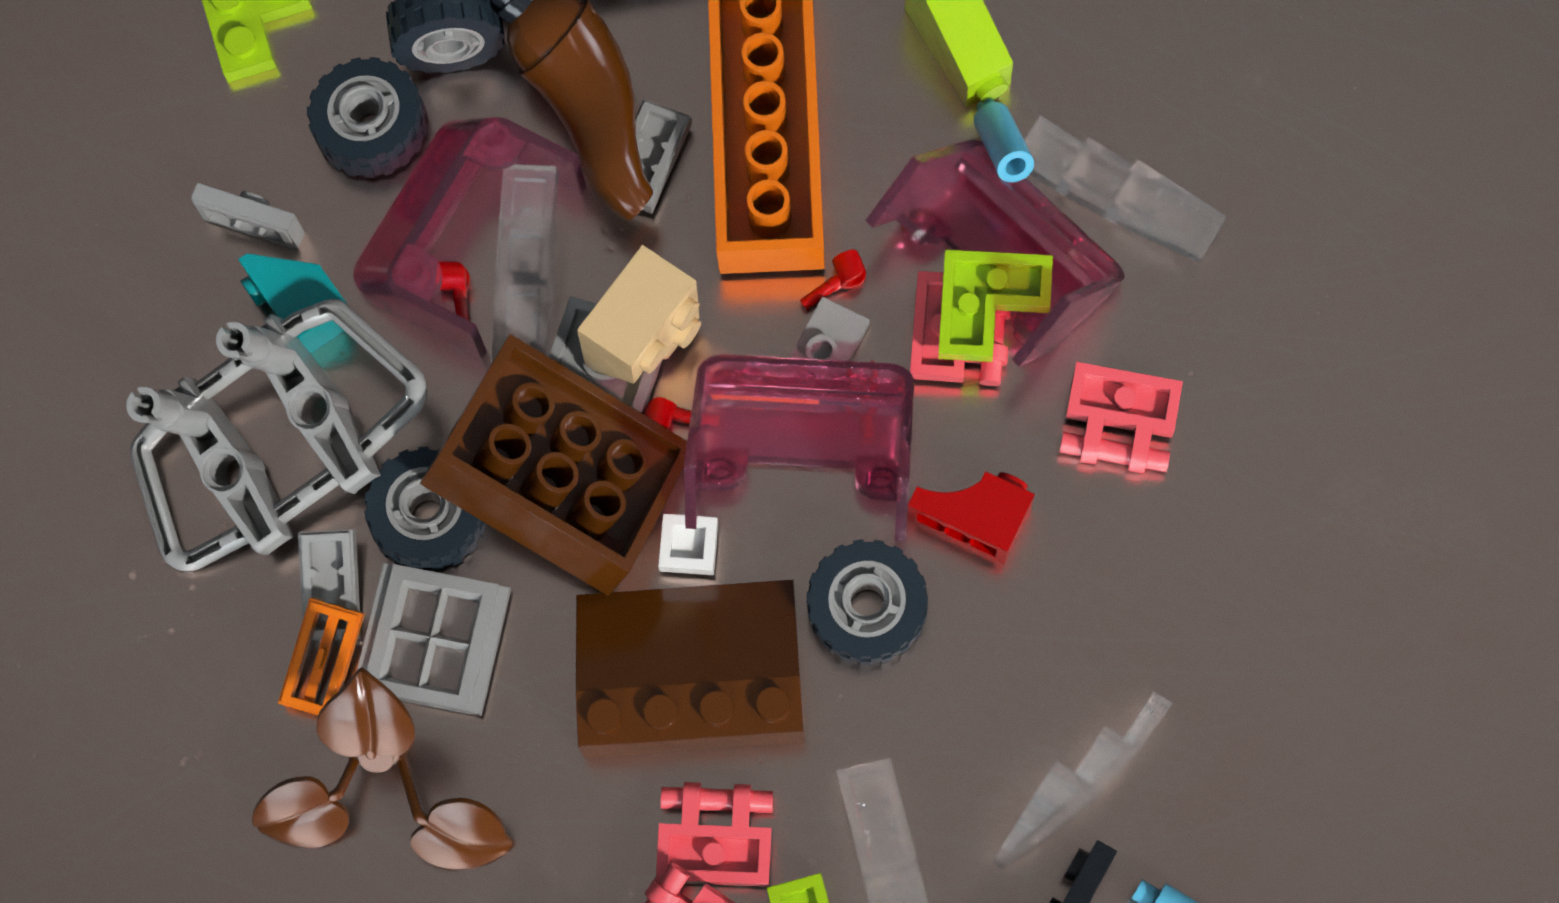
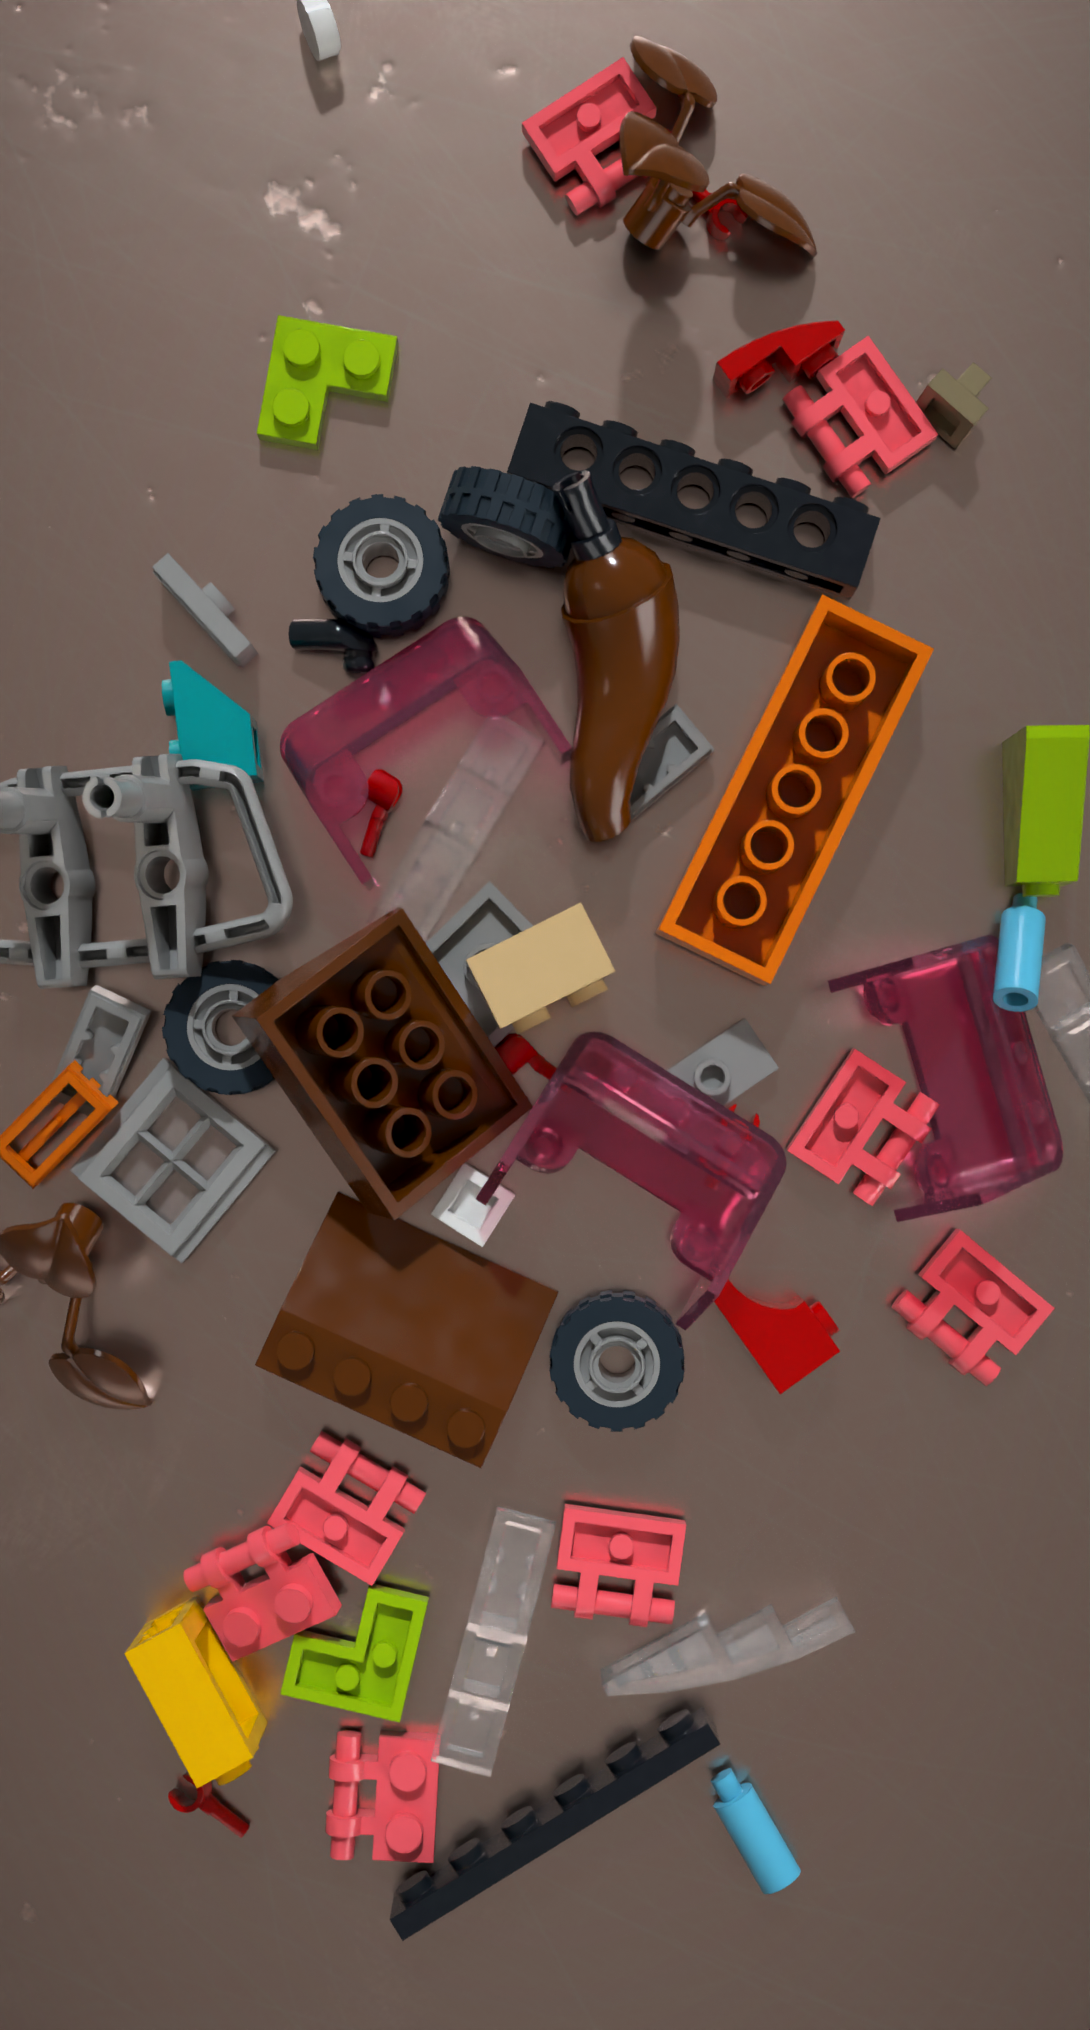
camera: 20 degrees right, 15 degrees up
(357, 183) = (335, 635): none -> black arm
(849, 275) = (787, 1004): red hand -> none
(950, 748) = (620, 1547): none -> coral plate
(977, 287) = (902, 1107): lime plate -> none

